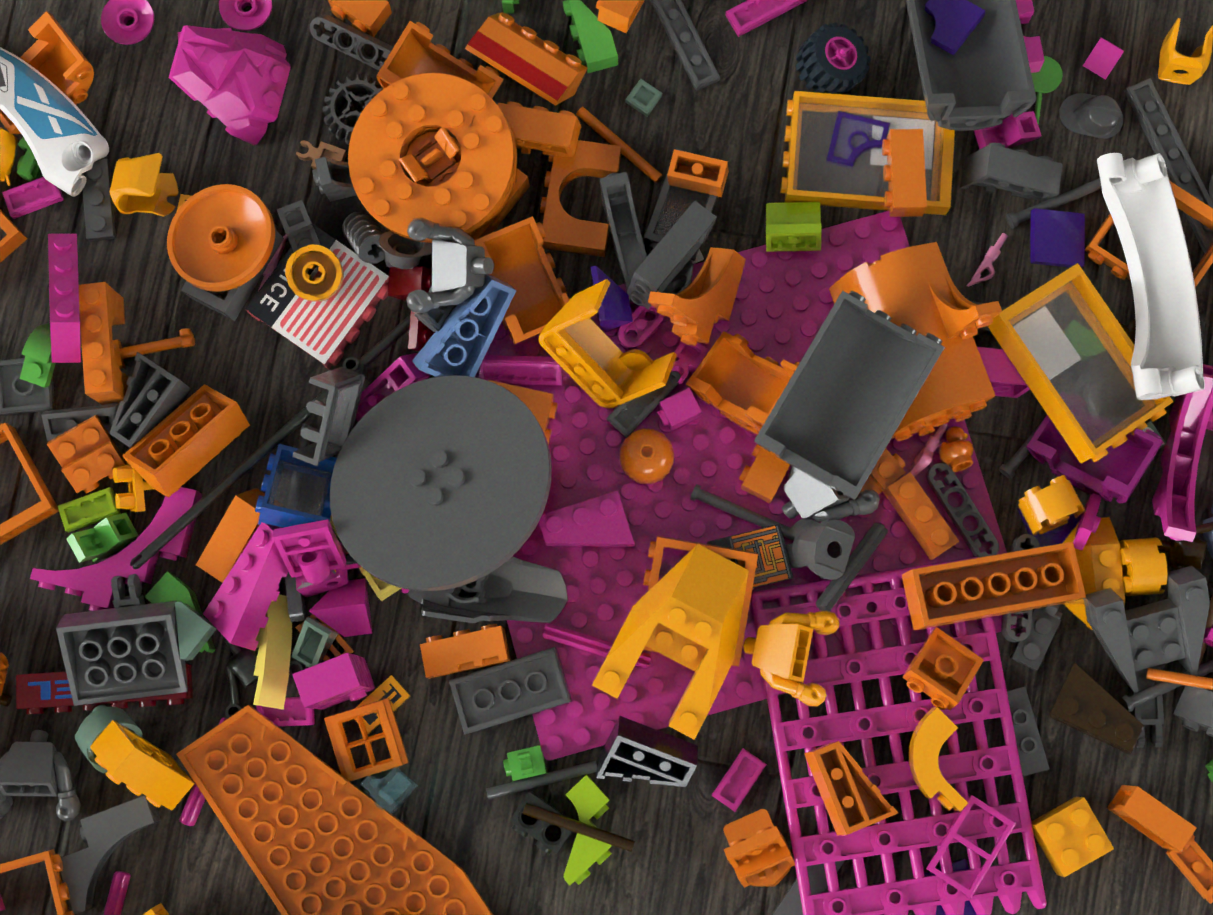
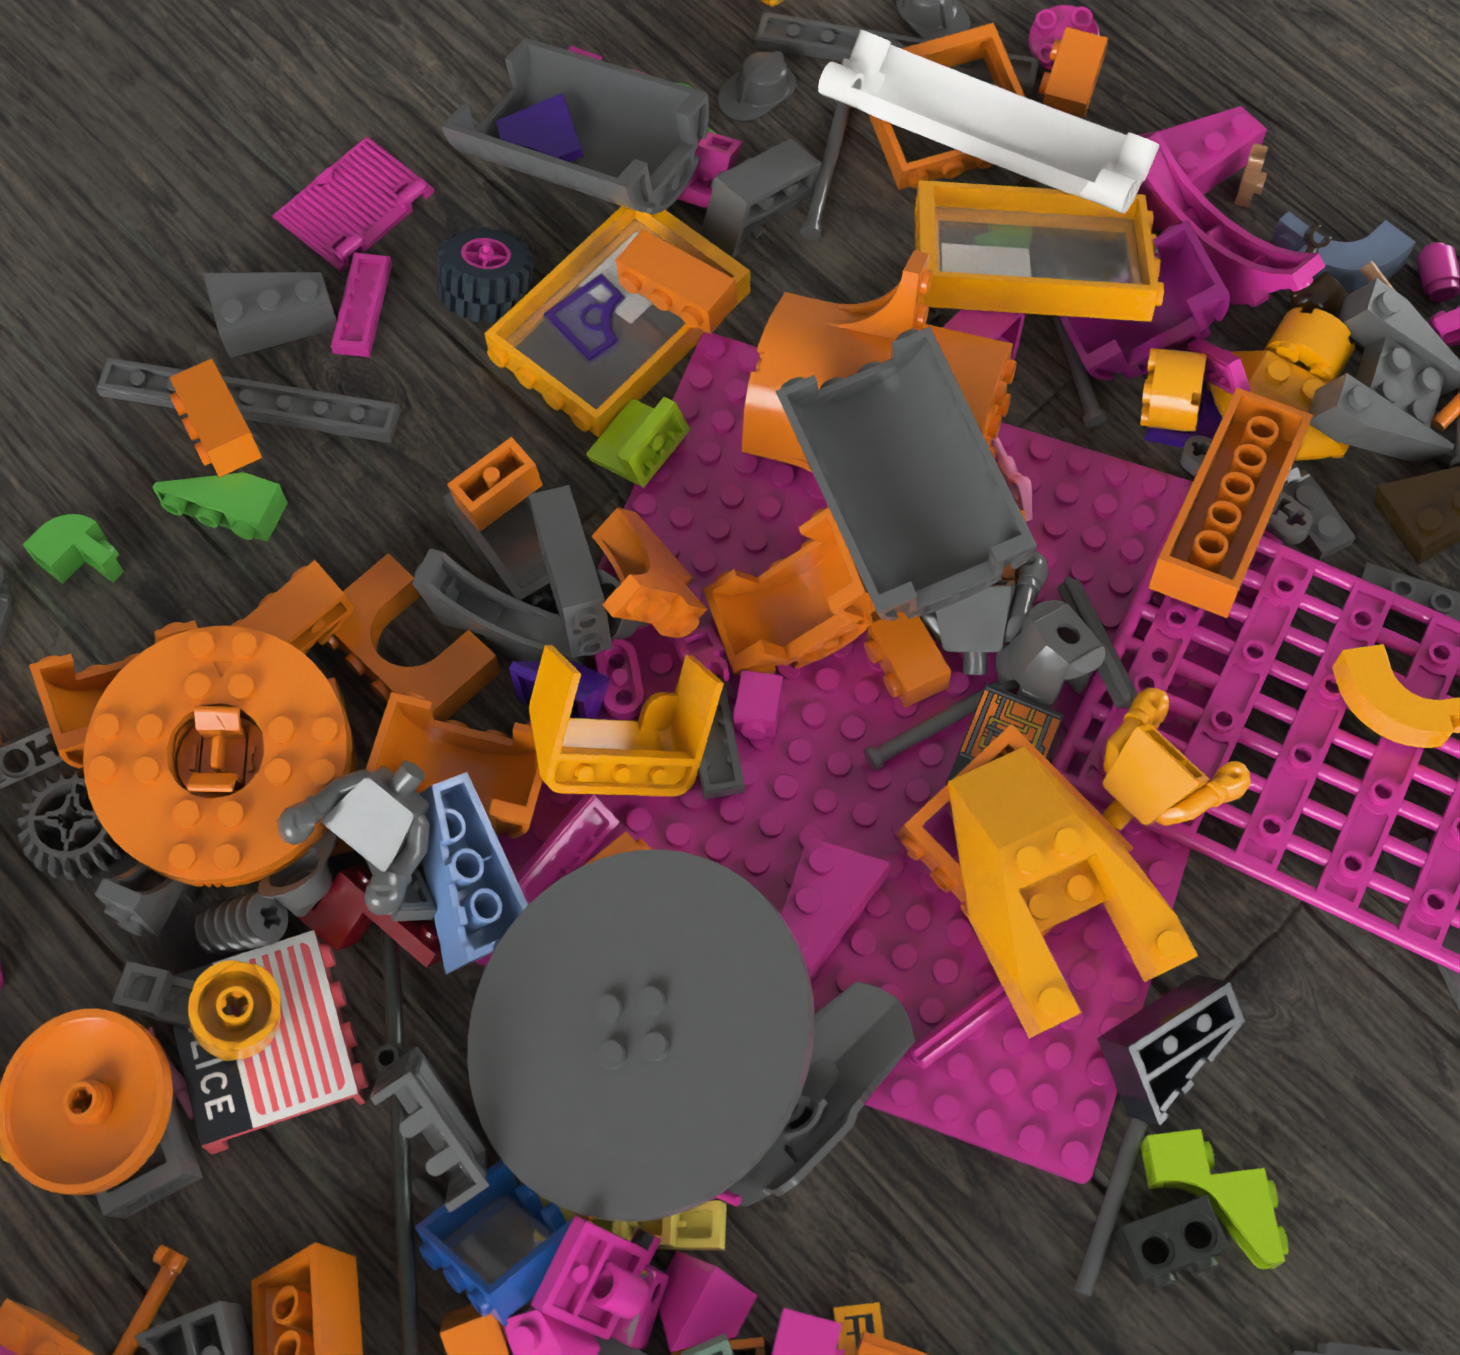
camera: 55 degrees left, 15 degrees down
(323, 150) = (88, 914): medium nougat plate -> none
(396, 376) = (450, 1014): dark pink slope -> none
(465, 651) = (873, 1179): orange wedge -> none
(510, 690) = (965, 1162): dark grey tile -> none
(525, 763) = (1076, 1208): bright green brick -> none
(527, 58) = (191, 581): orange slope -> none
(579, 827) = (1213, 1192): dark brown bar -> none
(613, 139) = (404, 558): orange bar -> none
(643, 97) = (350, 499): sand green tile -> none
(646, 456) = (785, 783): orange cylinder -> none
(738, 779) = (1273, 957): dark pink plate -> none
(757, 850) = (1380, 990): orange piece -> none
(846, 790) = (1379, 823): orange wedge -> none
(920, 516) = (1091, 530): orange brick -> none
(942, 670) = (1297, 620): orange plate -> none
(958, 450) = (1035, 445): orange animal -> none
(967, 508) = (1111, 483): dark grey beam -> none
(987, 263) = (835, 278): bright pink hand -> none
(1057, 238) = (867, 200): dark purple tile -> none
(1103, 58) = (704, 34): dark pink brick -> none

